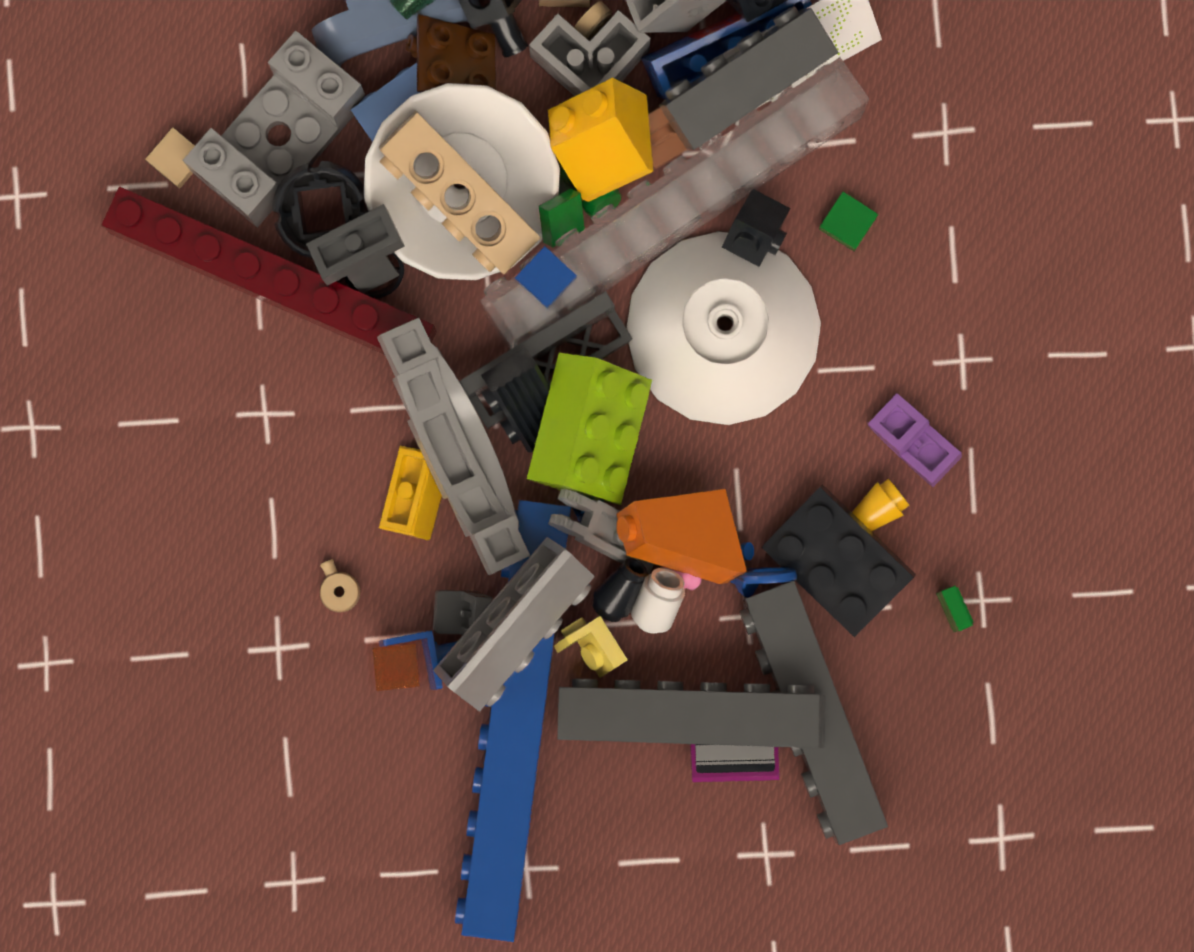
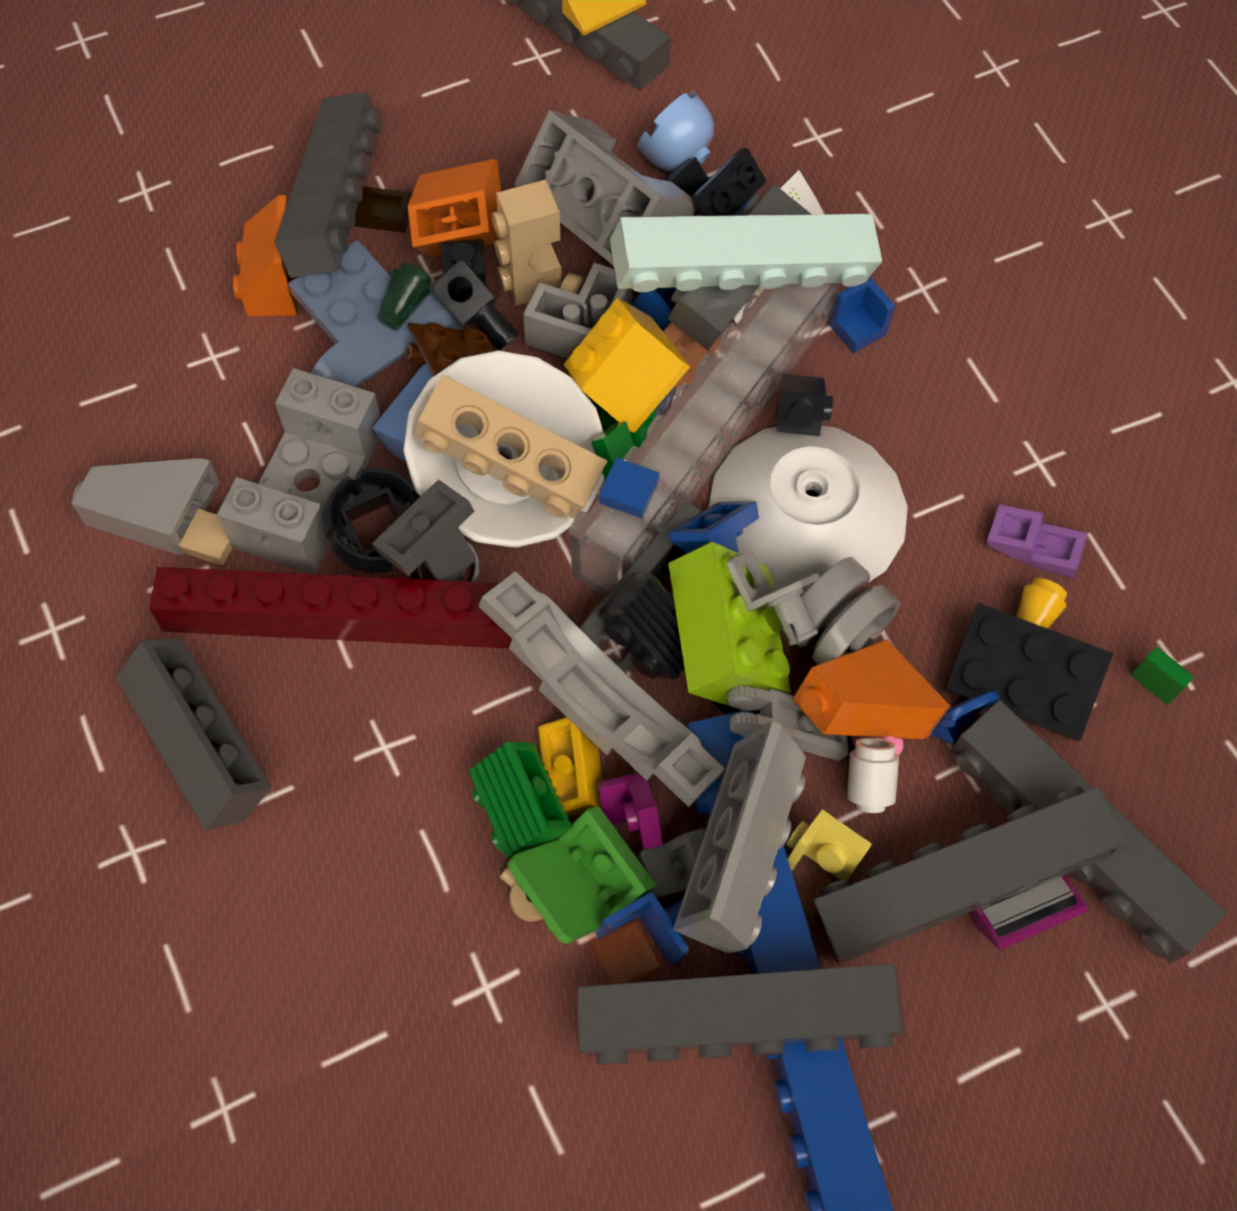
camera: 25 degrees left, 20 degrees down
(107, 347) = (193, 732): none -> dark grey brick
(129, 103) = (146, 499): none -> light grey slope
(356, 510) = (518, 798): none -> green brick
(380, 596) = (581, 876): none -> bright green bracket
(450, 548) = (632, 802): none -> magenta bracket
(459, 754) = (741, 1012): none -> dark grey brick
(618, 328) = (716, 524): none -> blue slope
(618, 593) = (829, 778): black cone -> none
(635, 428) = (785, 601): none -> light grey bracket
(690, 449) = (846, 612): none -> light grey wheel
(745, 82) = (744, 251): none -> light aqua brick
(848, 221) = (877, 381): green tile -> none
(861, 149) = (861, 315): none -> blue panel

